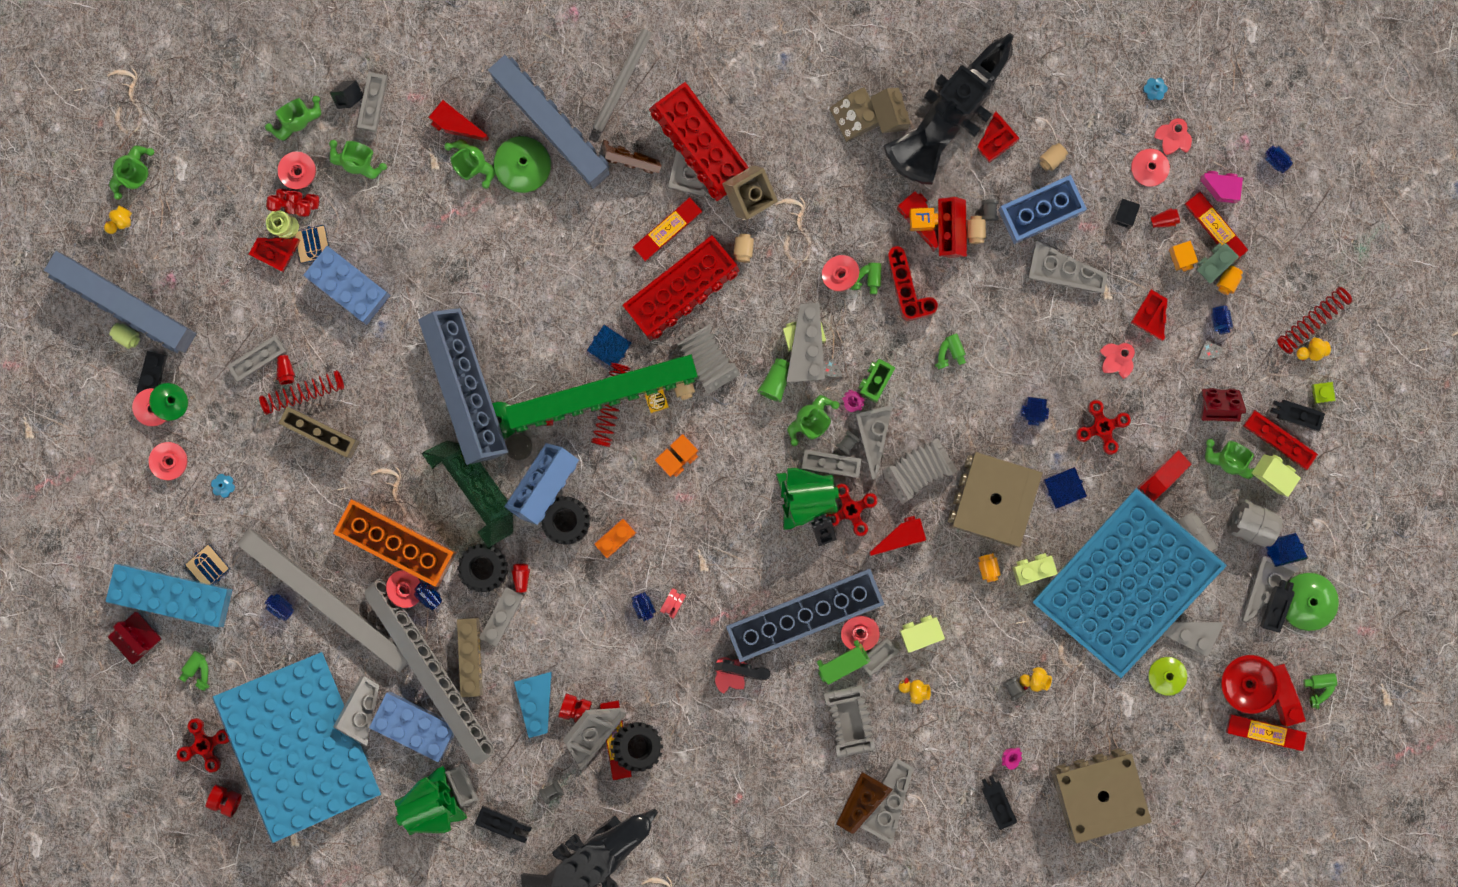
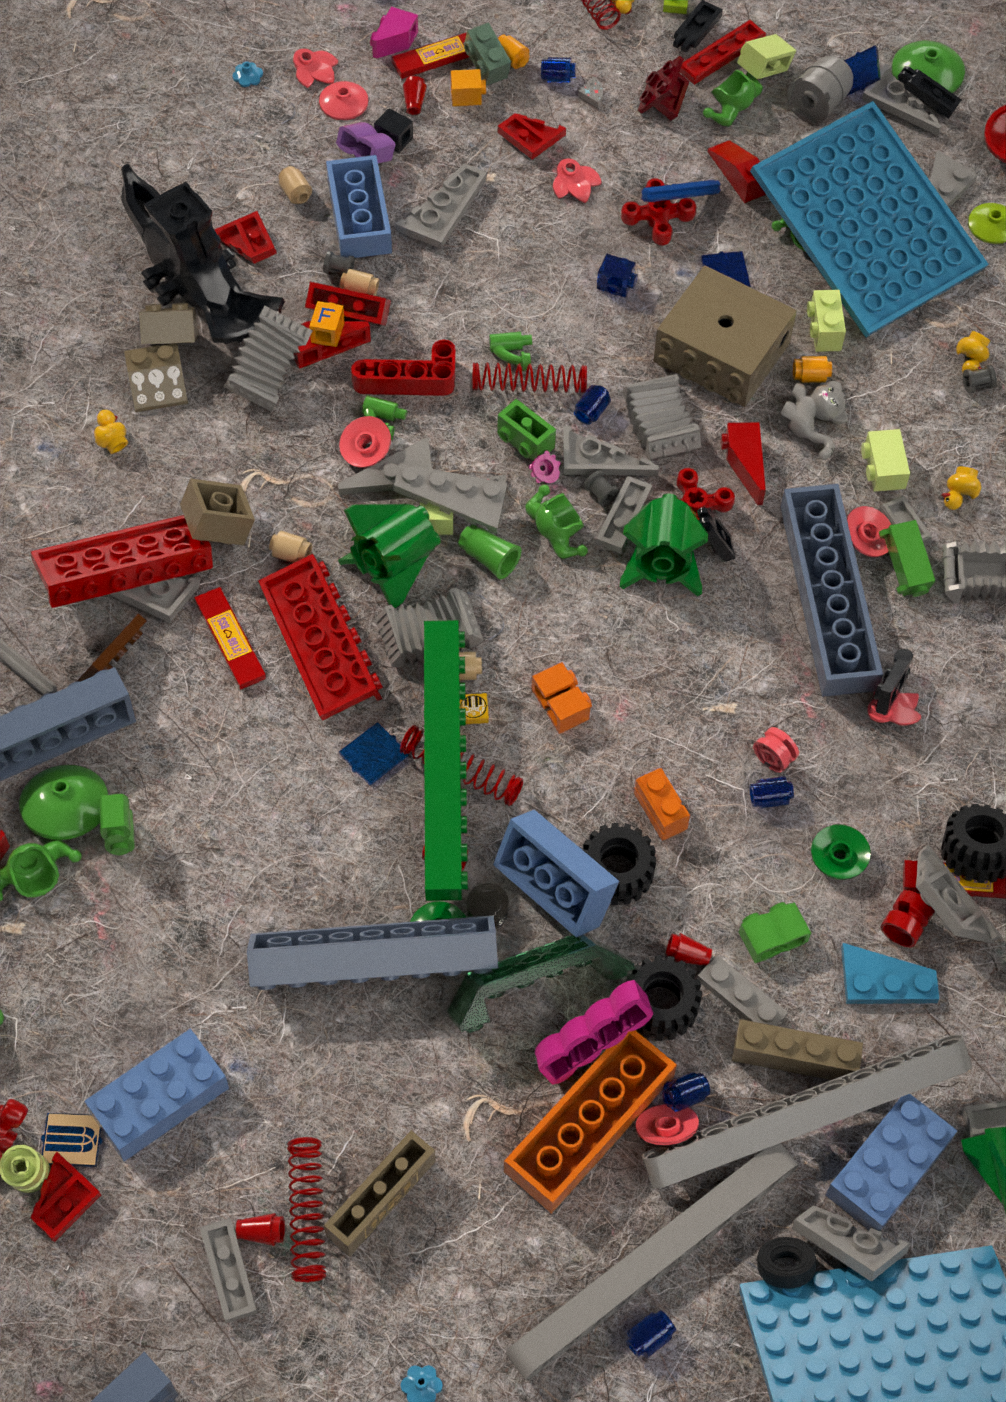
camera: 85 degrees left, 25 degrees down
(326, 676) = (781, 1276): none -> black tyre
(444, 534) = (586, 1035): none -> dark pink brick
(508, 203) = (116, 824): none -> bright green brick
(546, 627) = (774, 931): none -> bright green brick
(605, 666) = (845, 841): none -> green dish
(755, 315) = (390, 545): none -> green brick
(800, 101) = (110, 433): none -> yellow animal
(832, 306) = (383, 474): none -> light grey wing
(883, 186) = (265, 358): none -> light grey piece
(916, 420) = (592, 404): none -> clear blue brick
(935, 408) = (582, 377): none -> red piece
(960, 583) = (825, 404): none -> light grey animal
(1104, 197) = (364, 140): none -> medium lavender brick
(1119, 438) = (679, 191): none -> blue axle

